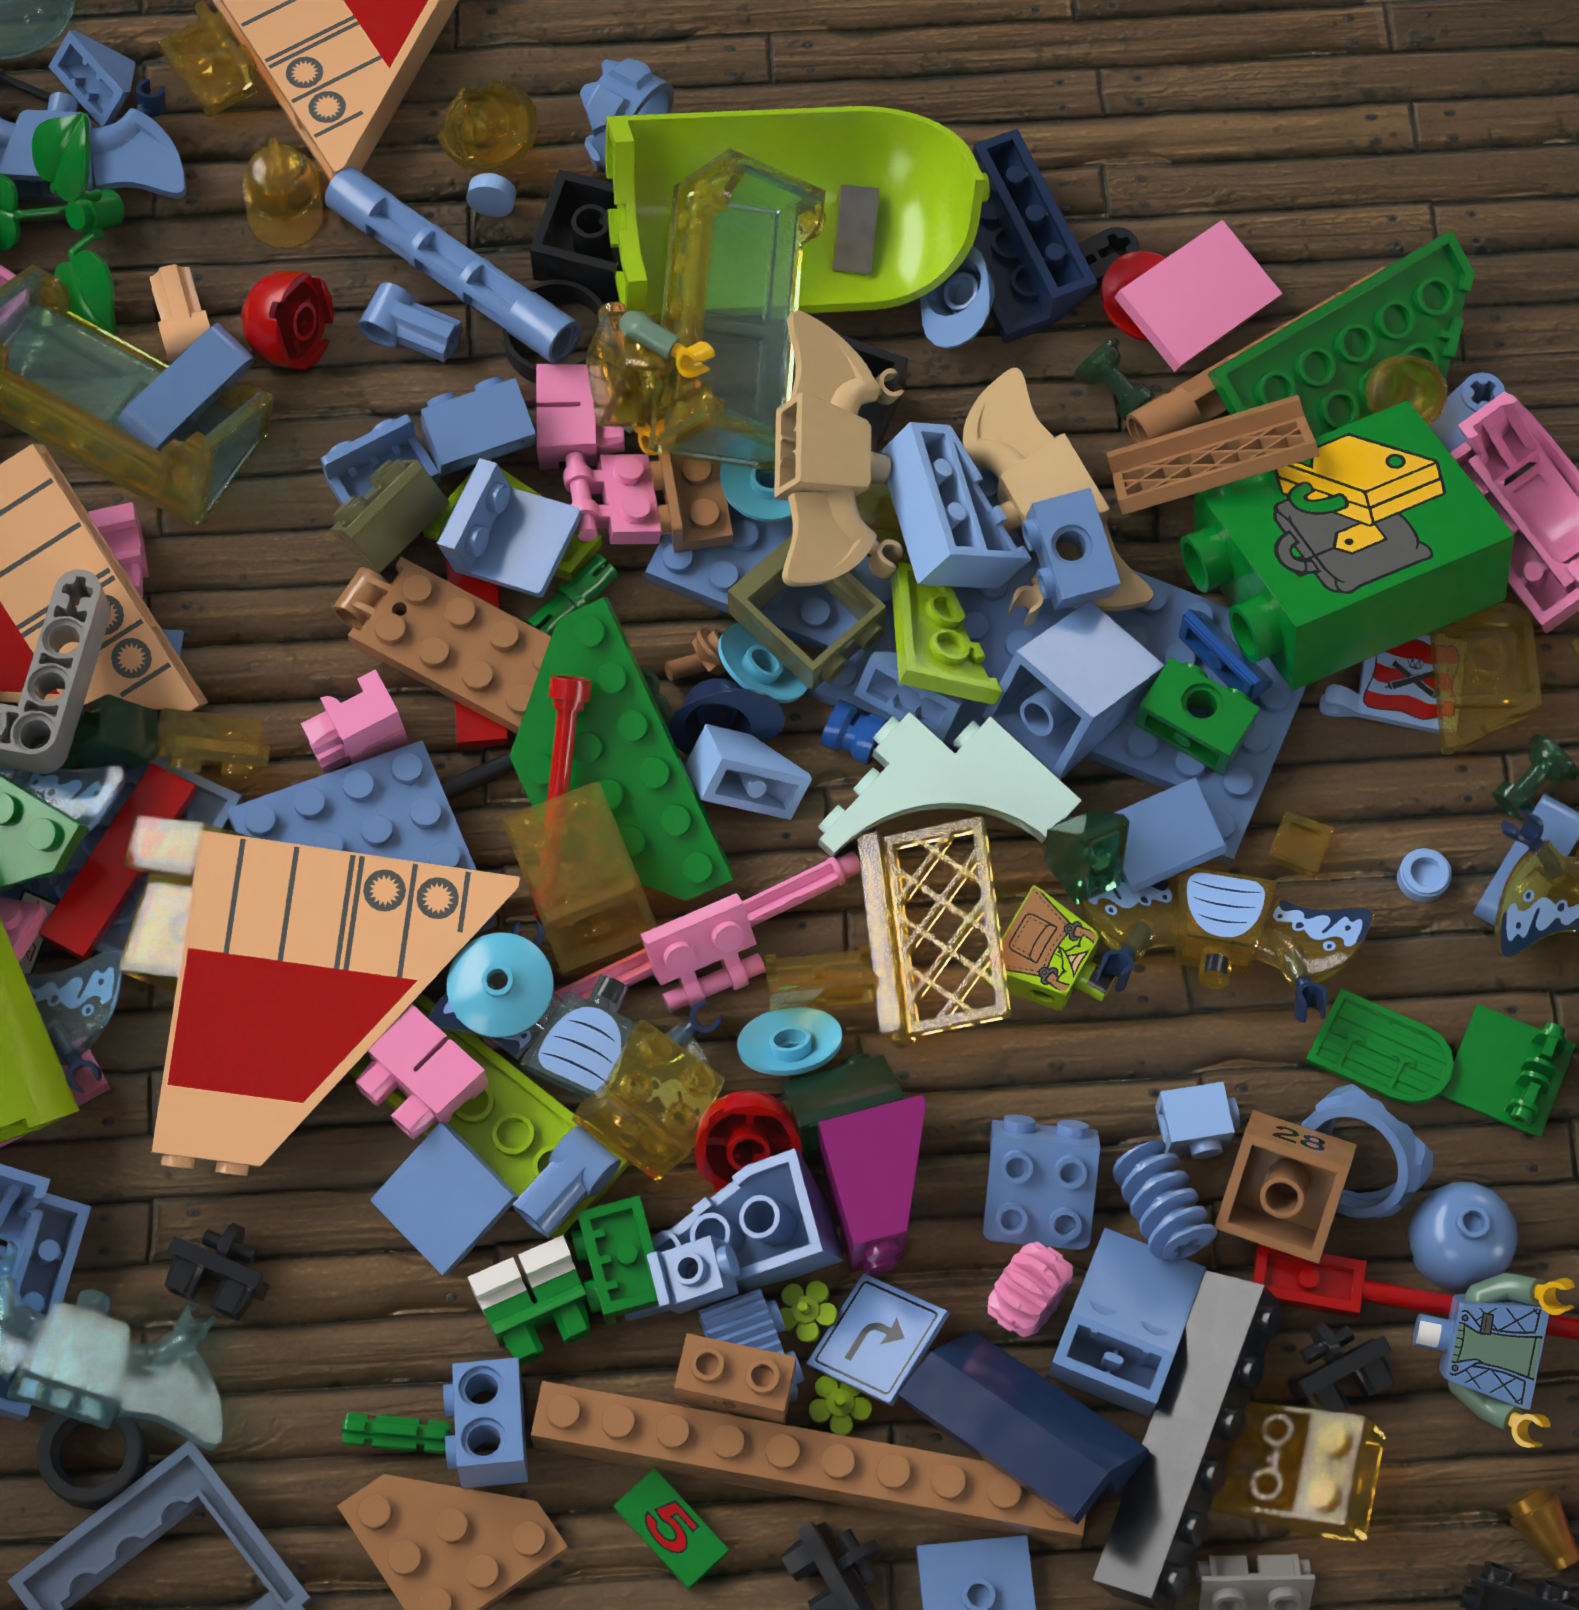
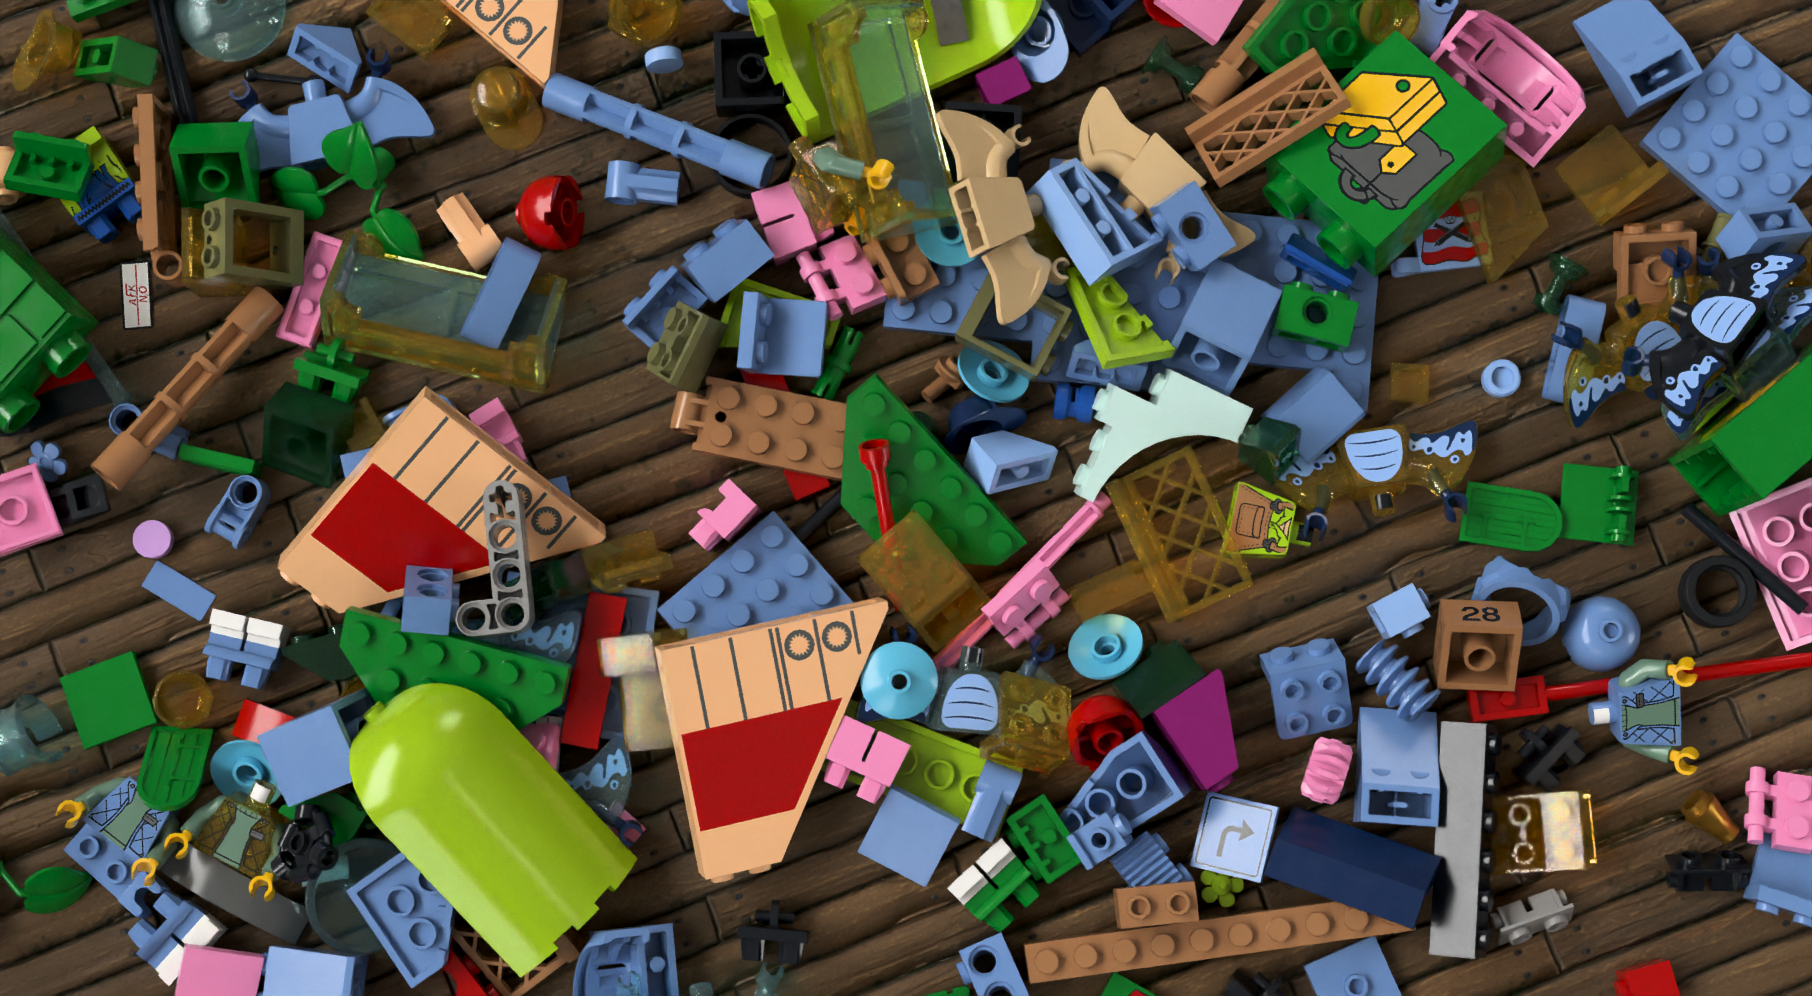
camera: 20 degrees left, 15 degrees up
(807, 1310) = (1178, 828): lime plant -> none
(897, 330) = (1002, 82): none -> magenta panel

